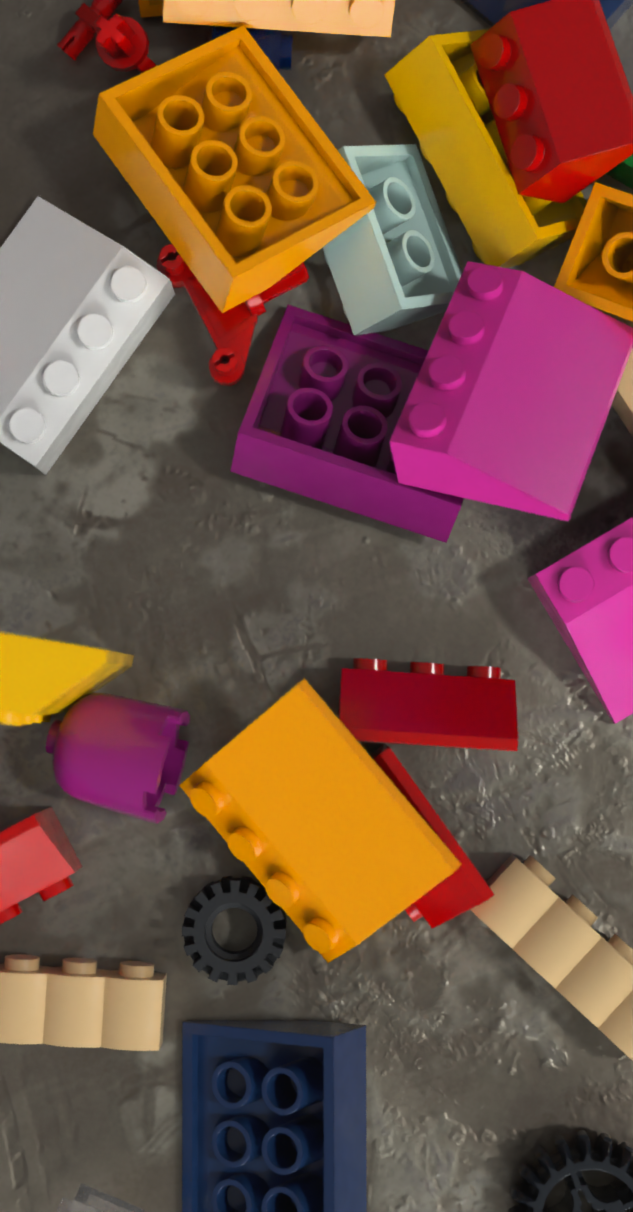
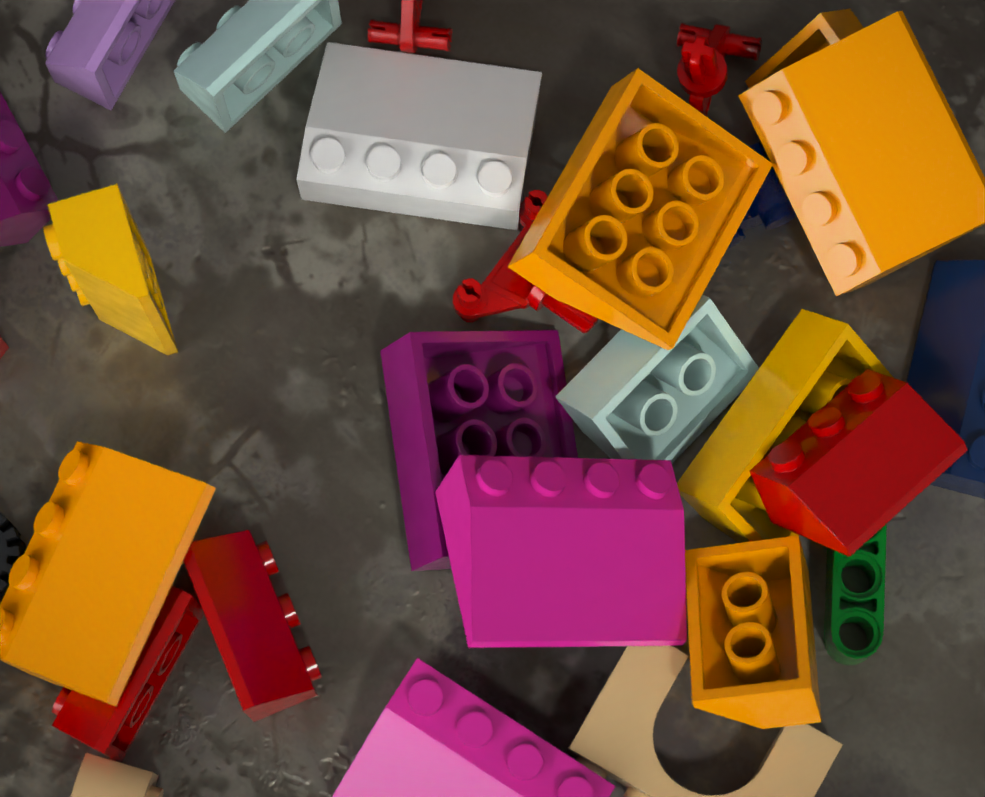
camera: 65 degrees right, 10 degrees down
(119, 753) = (80, 377): magenta cylinder -> none

